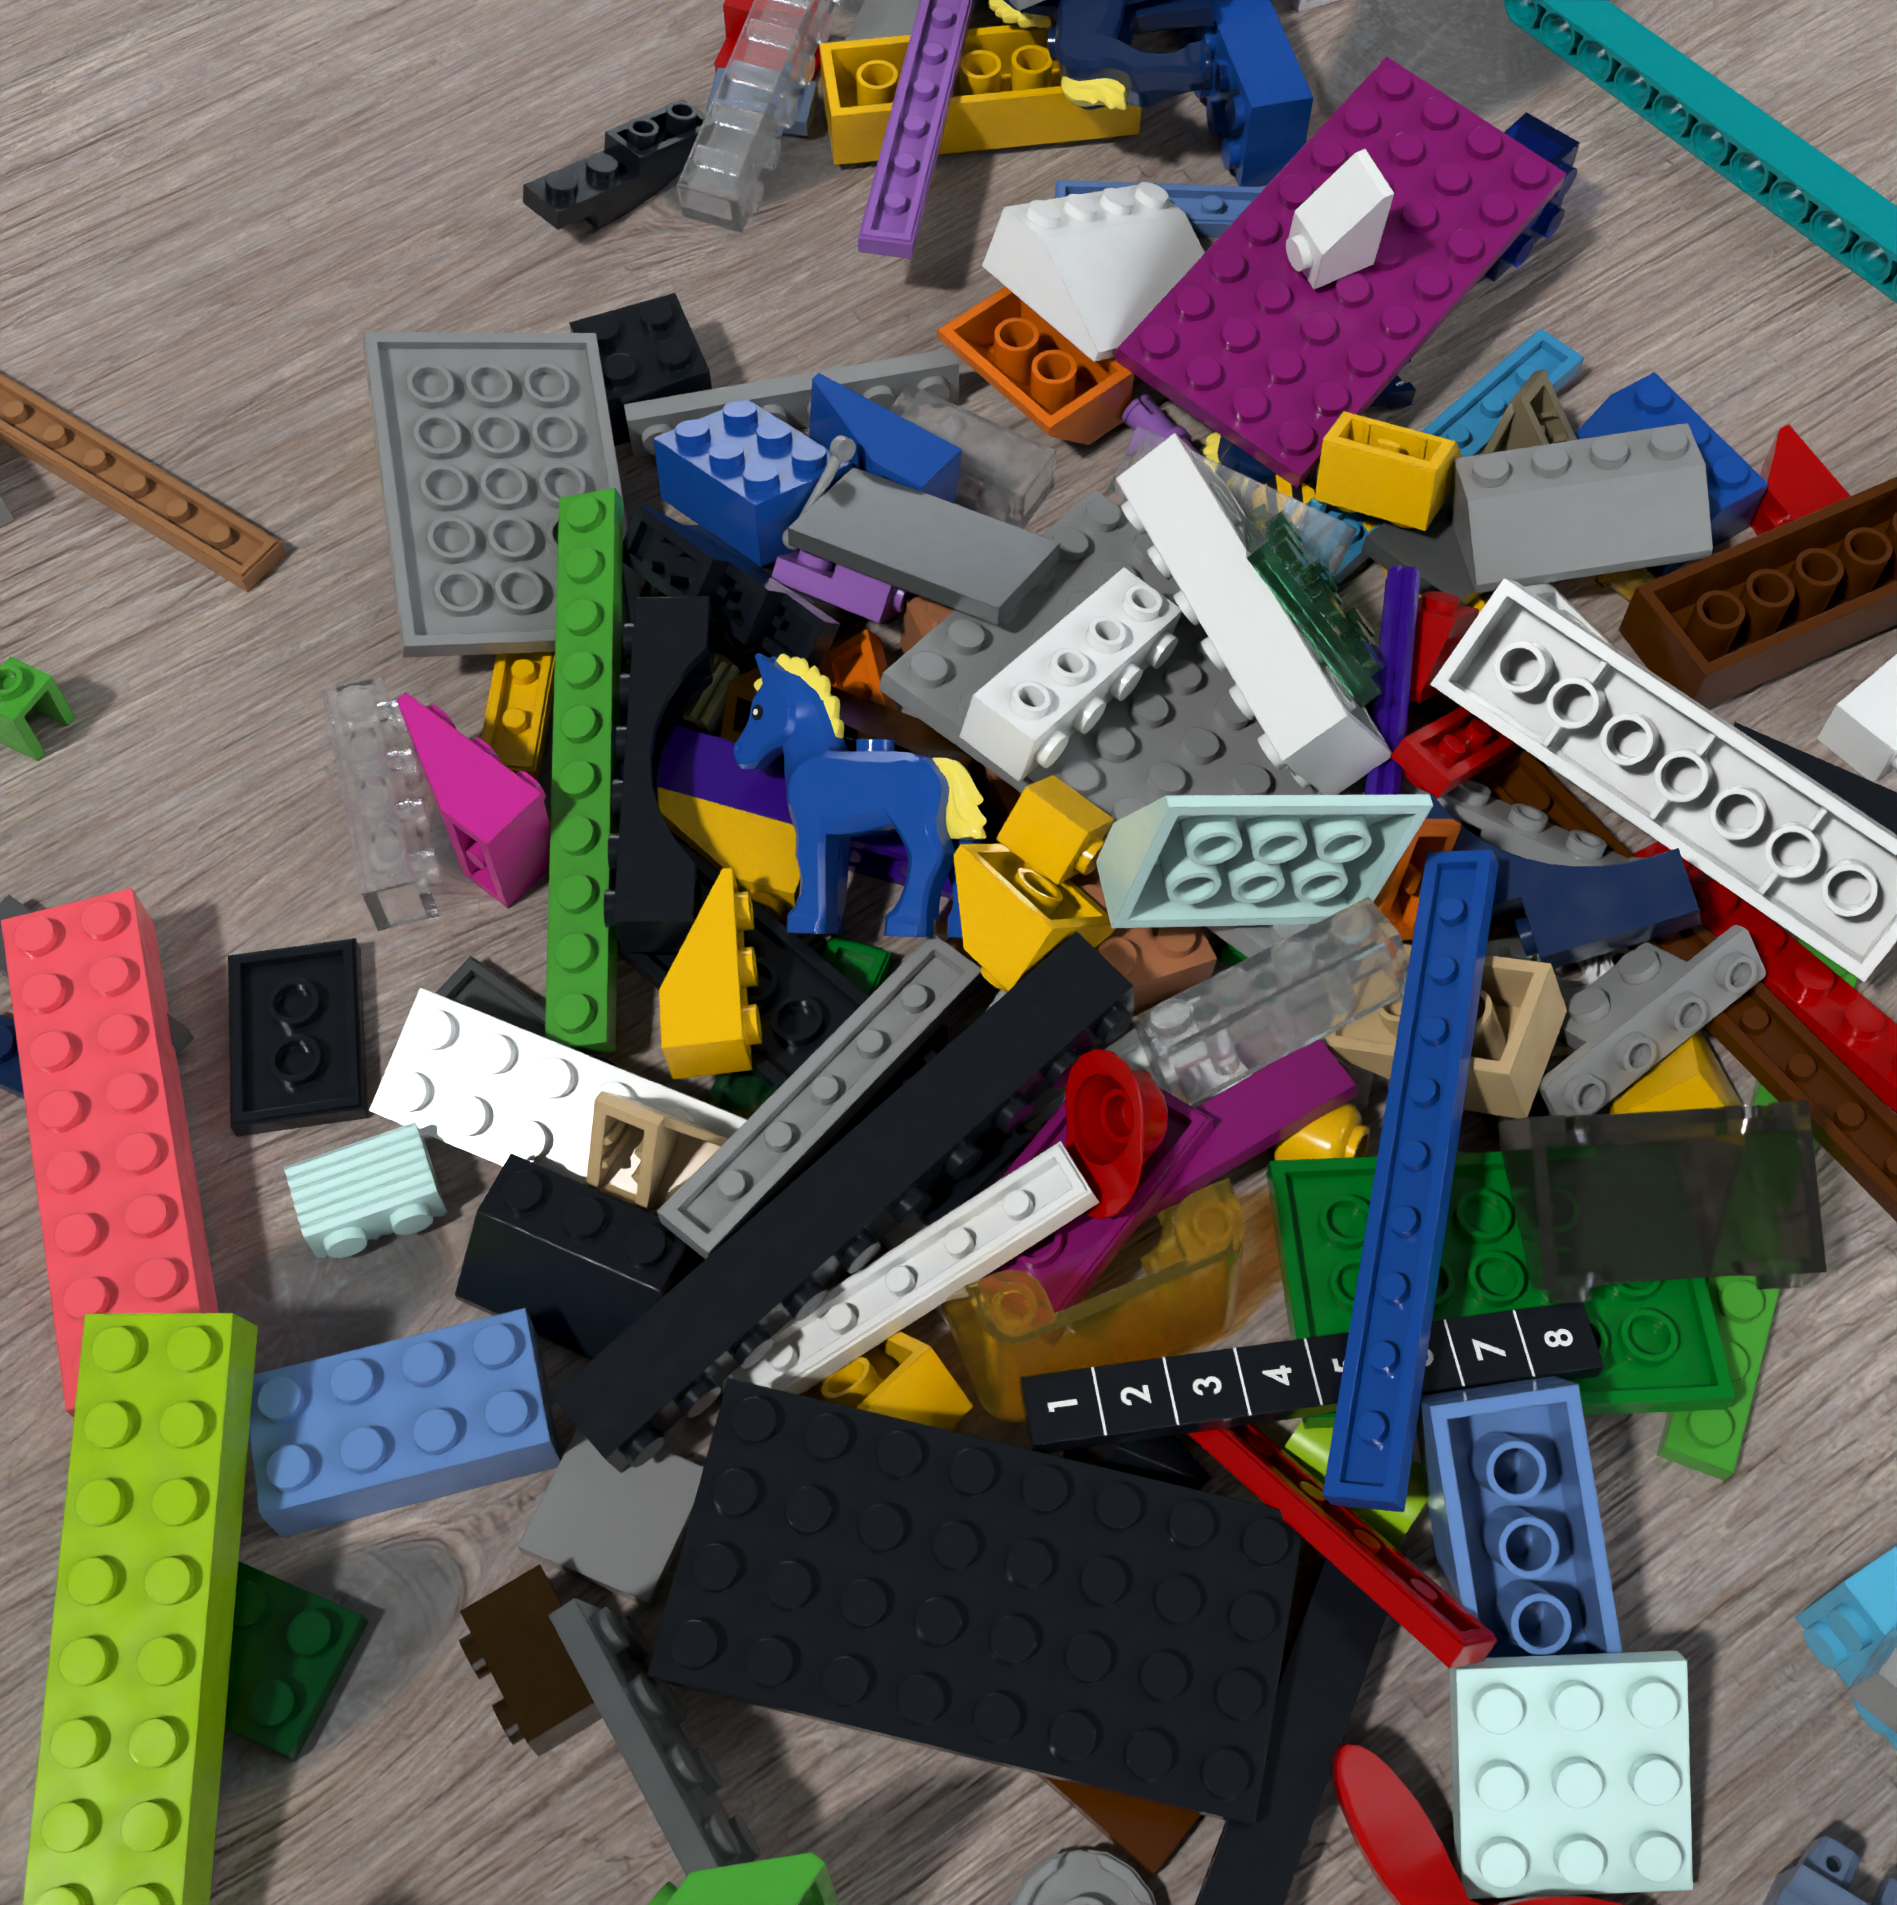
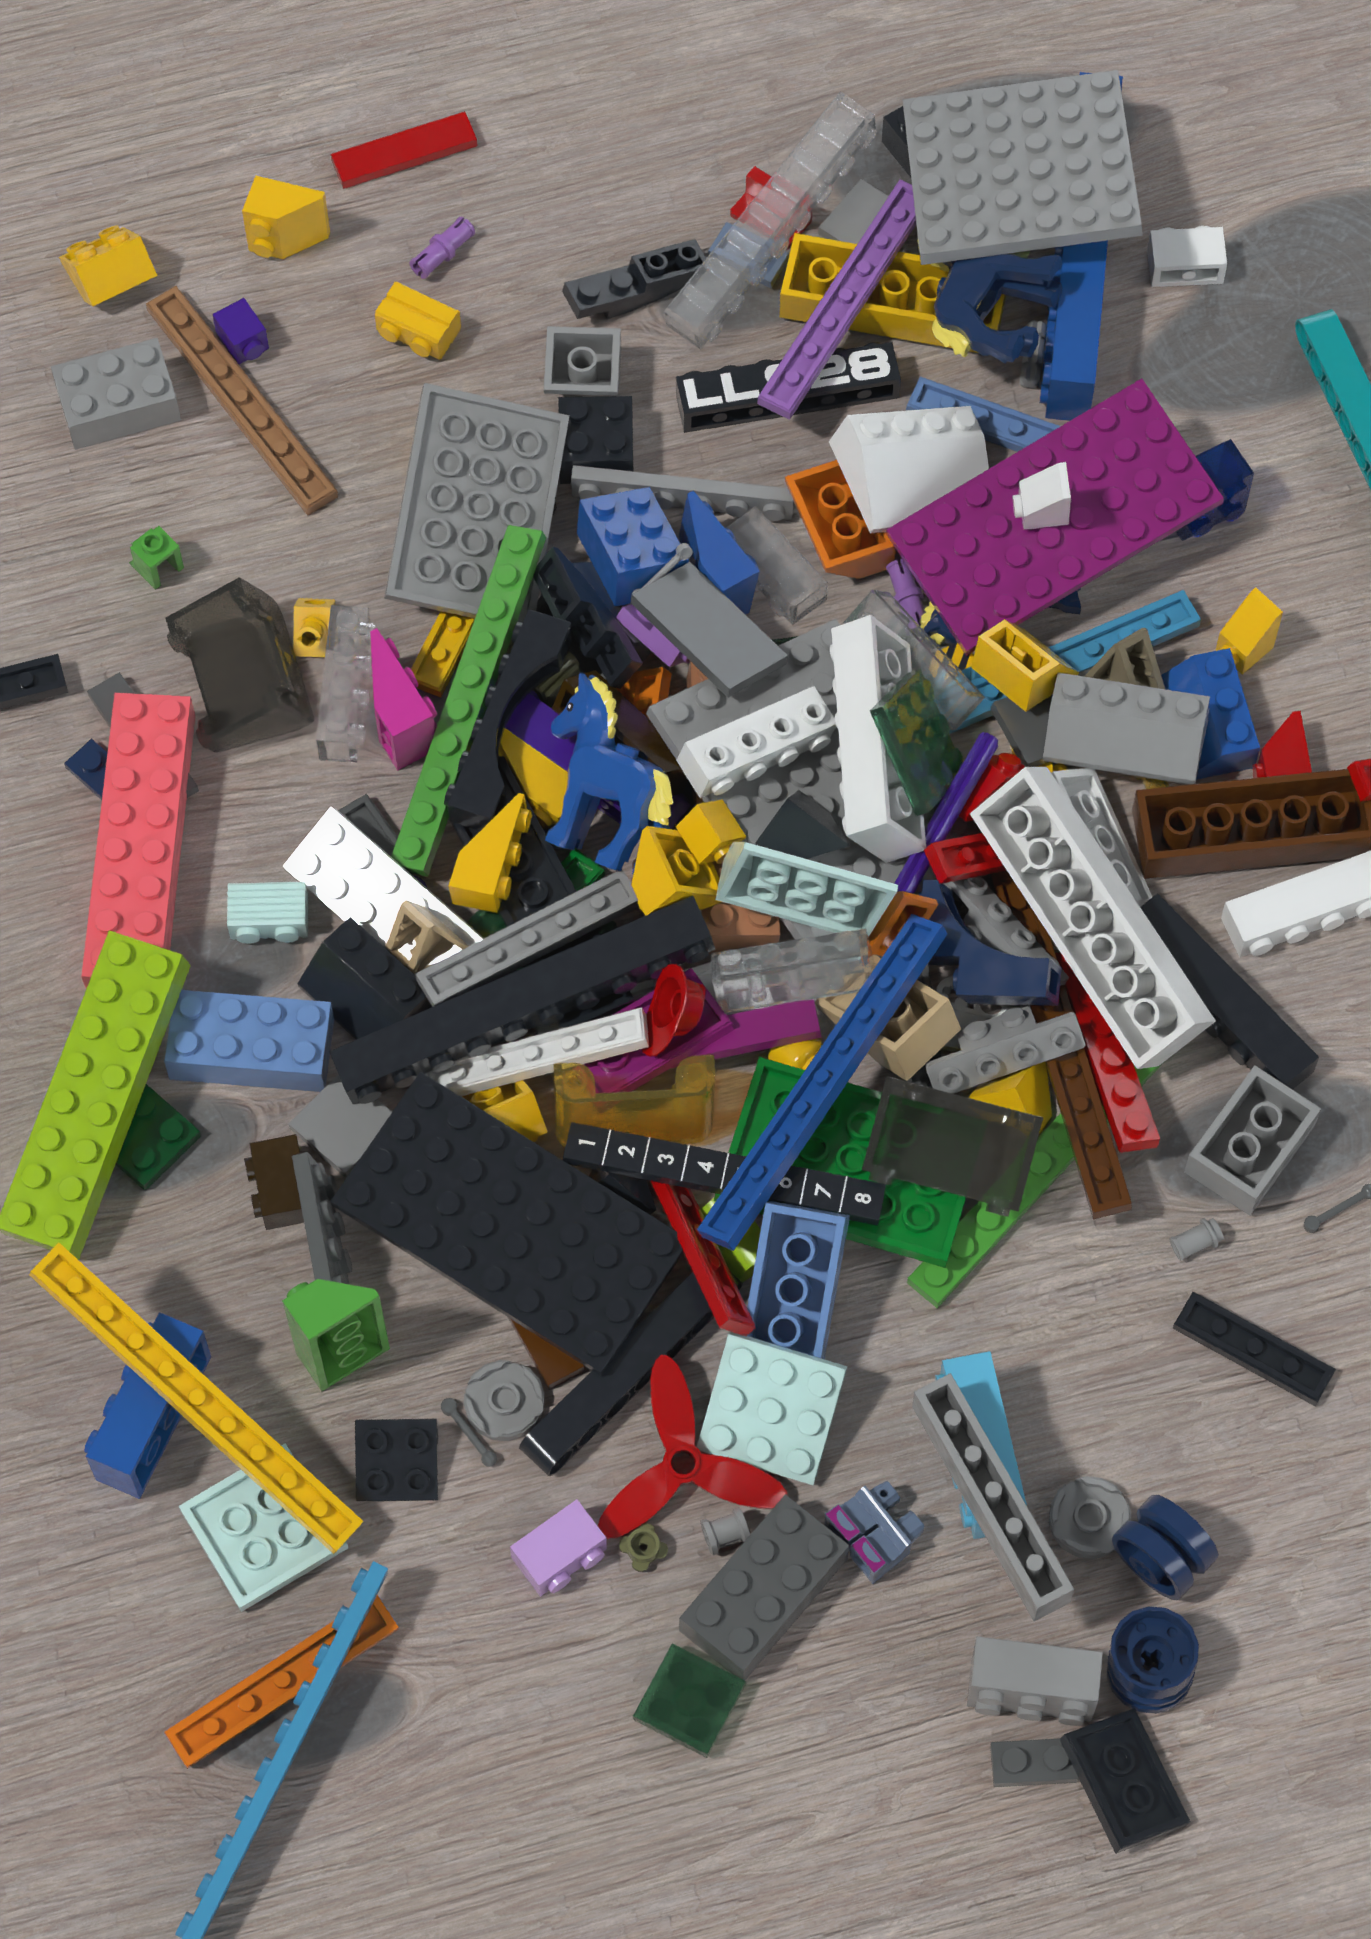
camera: 20 degrees right, 5 degrees up
(69, 373) = (241, 331): none -> dark purple brick
(89, 211) = (284, 218): none -> yellow slope
(204, 825) = (241, 666): none -> clear smoke windscreen
(238, 106) = (404, 150): none -> red tile
(296, 1037) = (255, 809): black tile -> none
(302, 741) = (311, 626): none -> yellow bracket
(327, 294) = (417, 321): none -> yellow brick
(333, 201) = (442, 247): none -> medium lavender pin
(585, 268) = (582, 361): none -> light grey slope
(820, 260) = (732, 392): none -> black brick
(1193, 126) = (1032, 366): none -> light grey axle
(1195, 768) = (802, 829): none -> black slope
(1667, 334) = (1251, 630): none -> yellow slope

